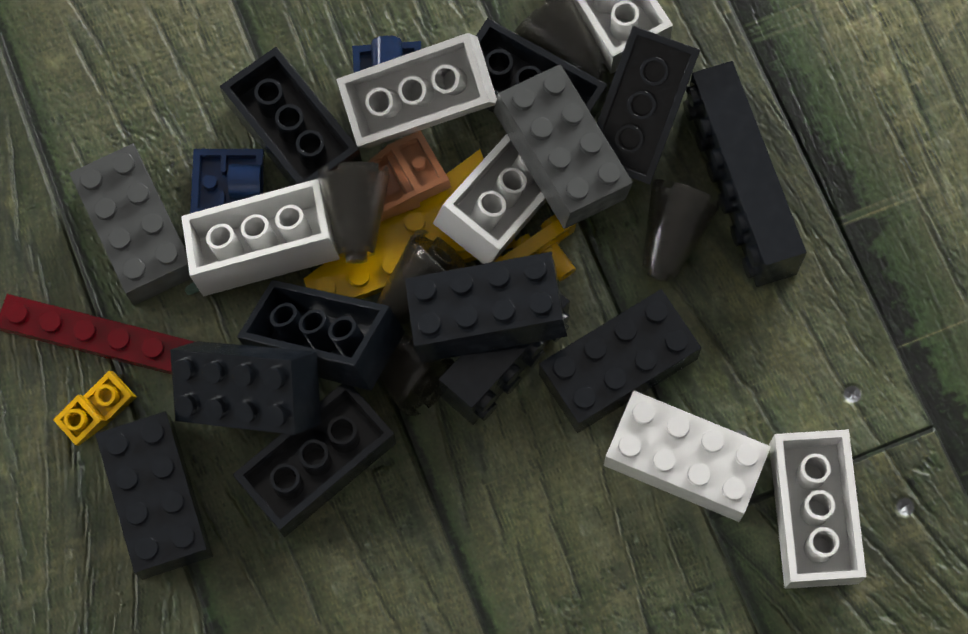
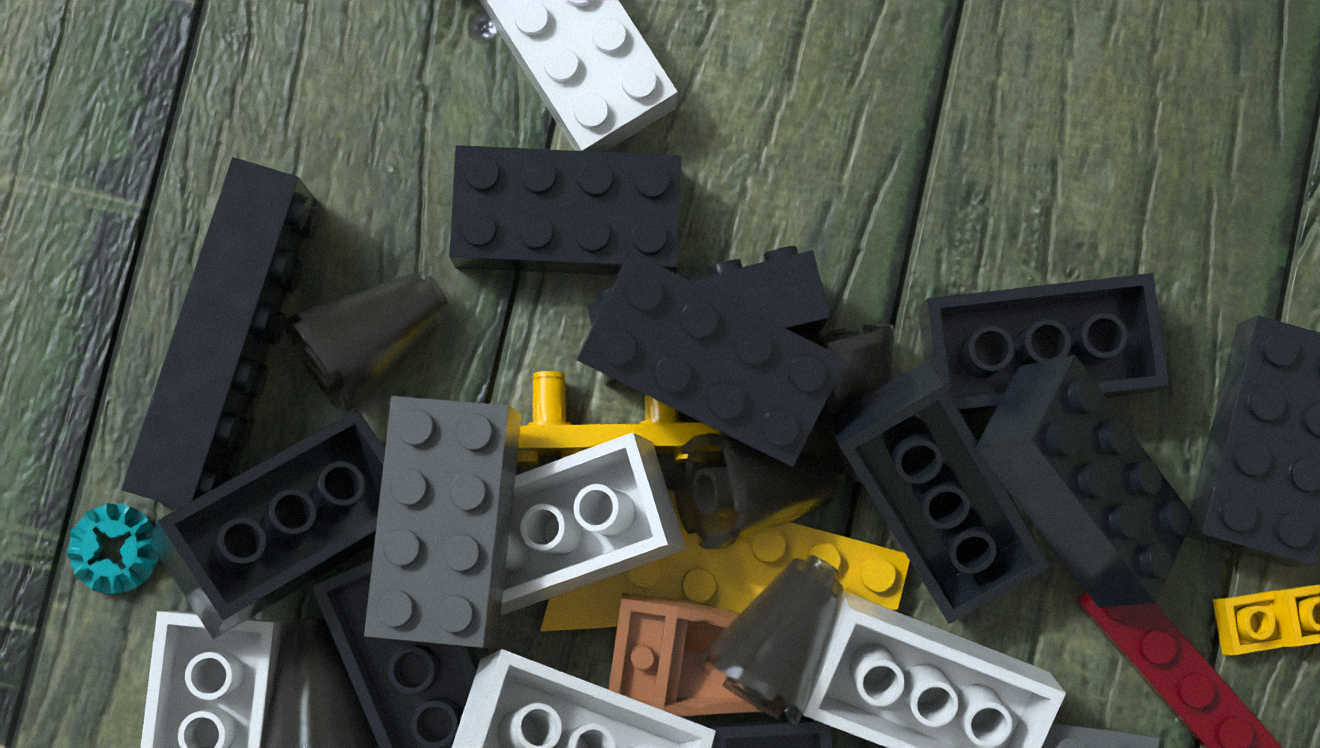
camera: 155 degrees left, 10 degrees up
(713, 38) = (137, 552): none -> teal gear

